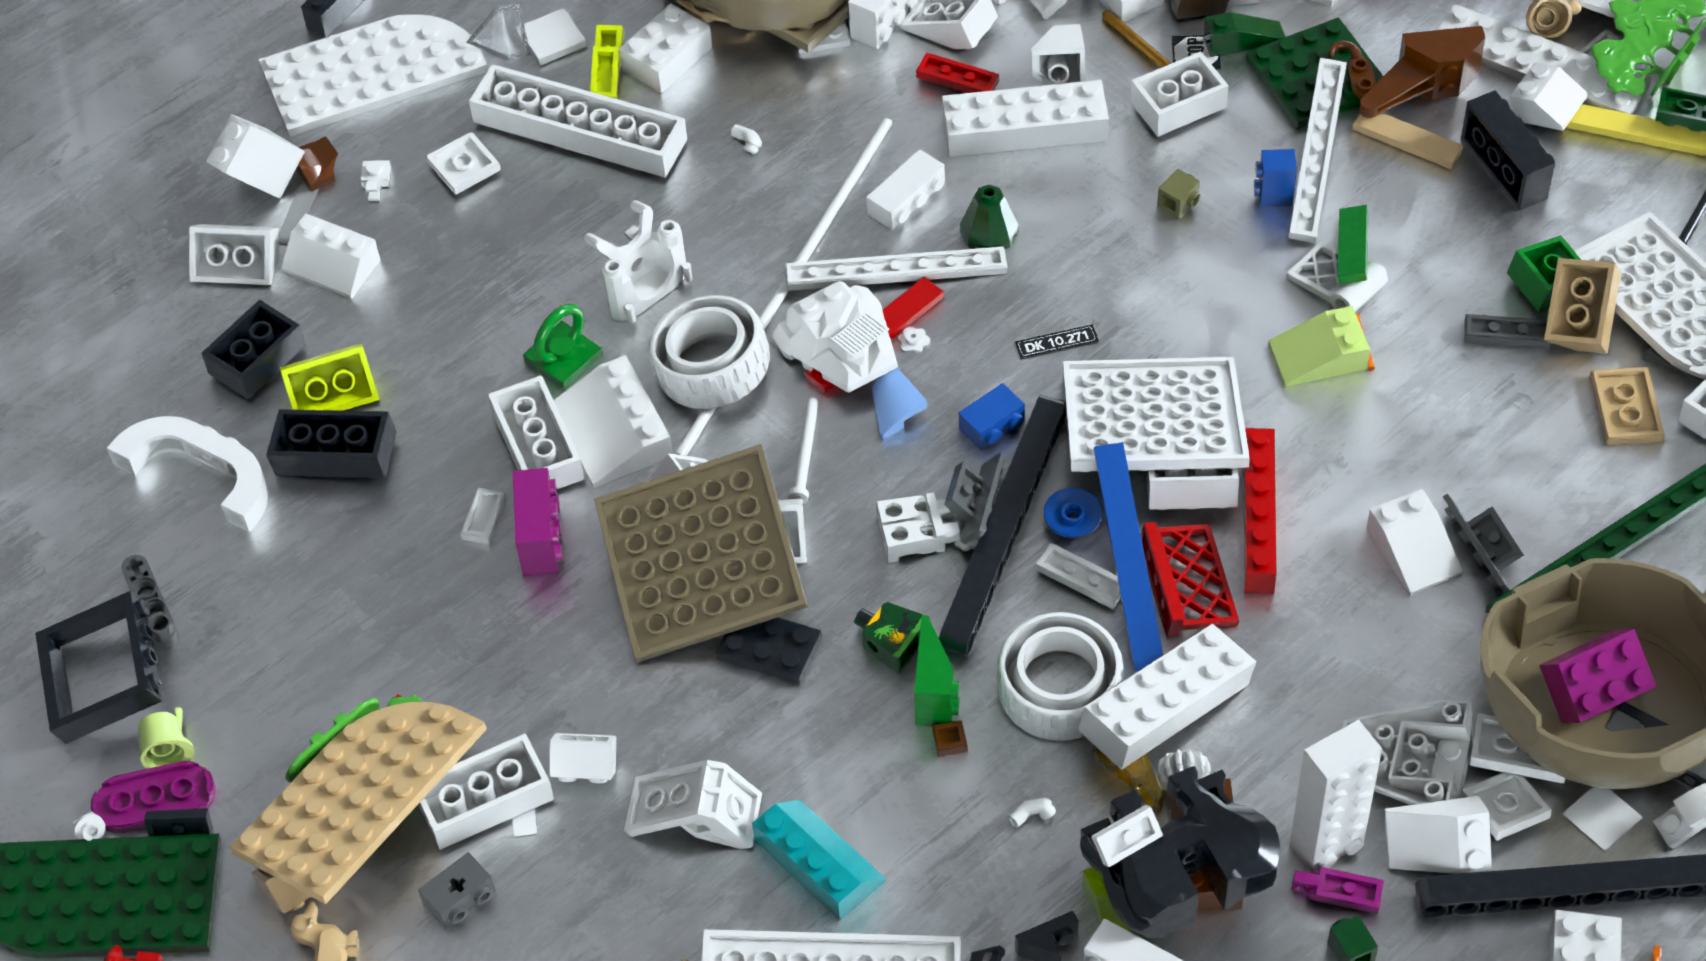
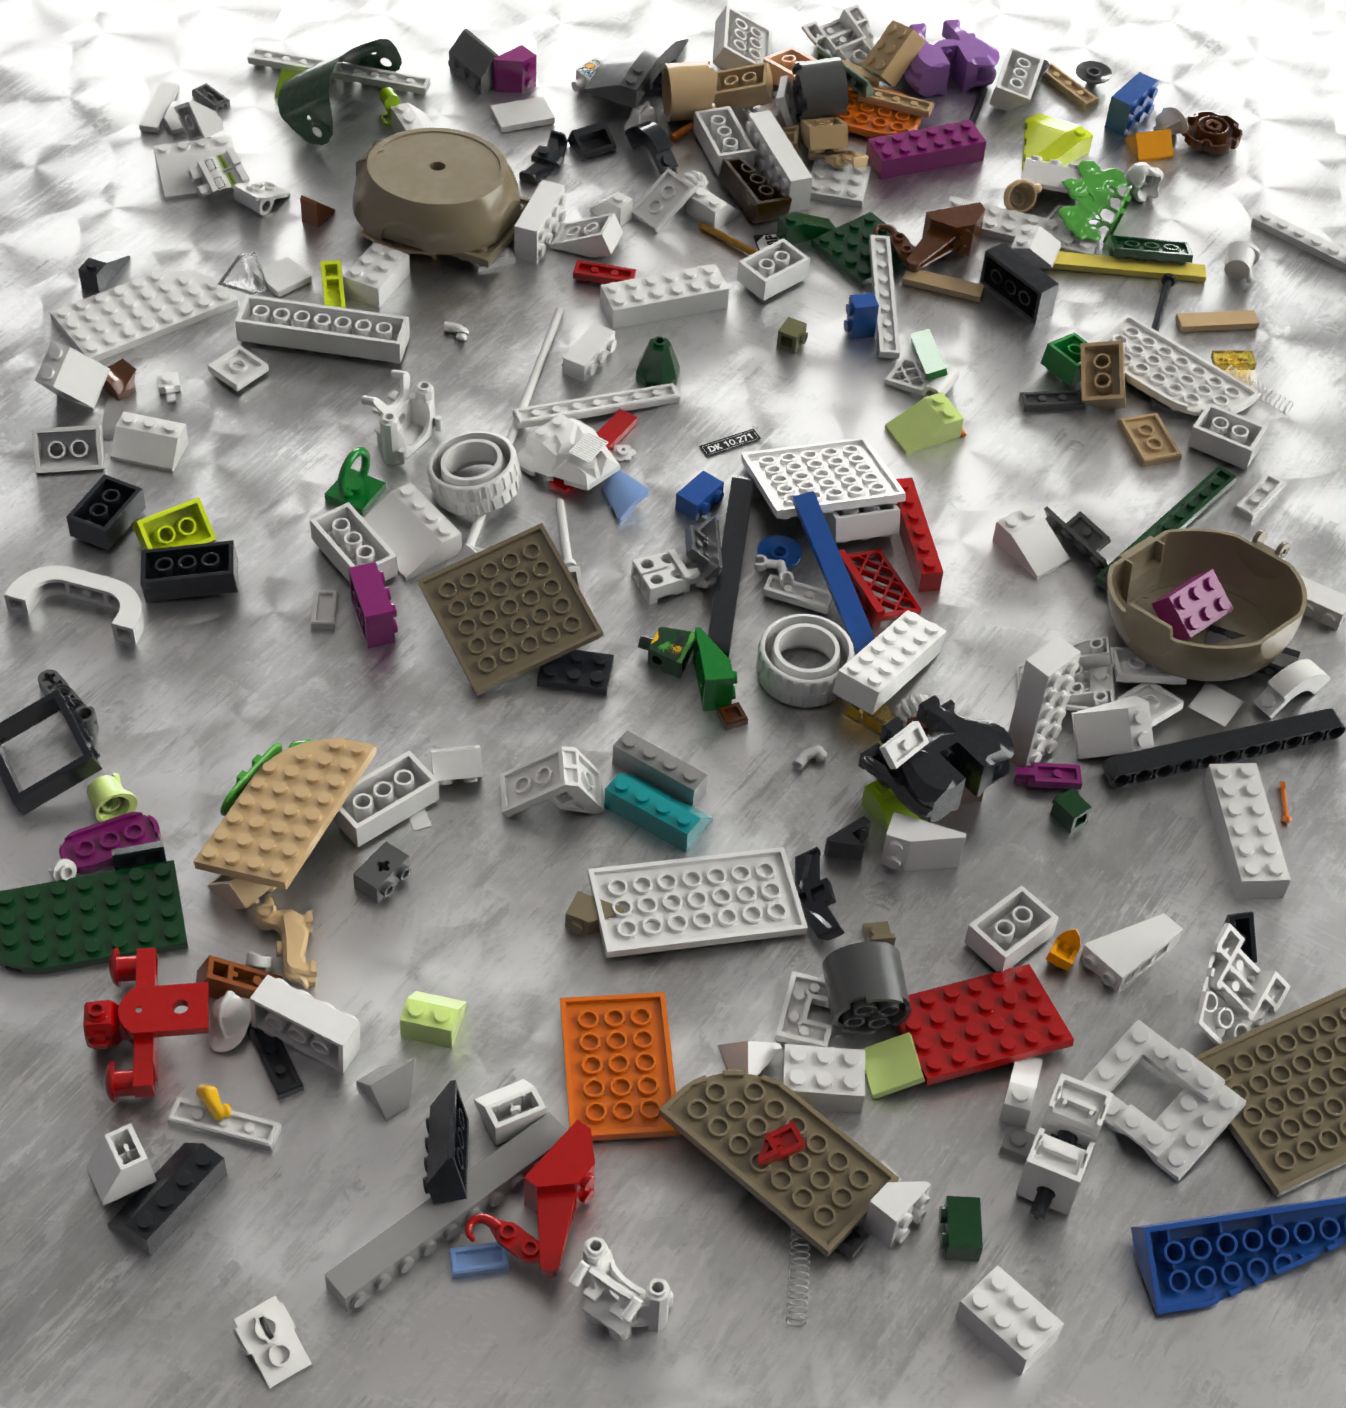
camera: 20 degrees left, 5 degrees down
(833, 802) = (659, 768): none -> light grey brick
(1059, 56) = (680, 251): white slope -> none
(1064, 532) = (764, 563): none -> white arm

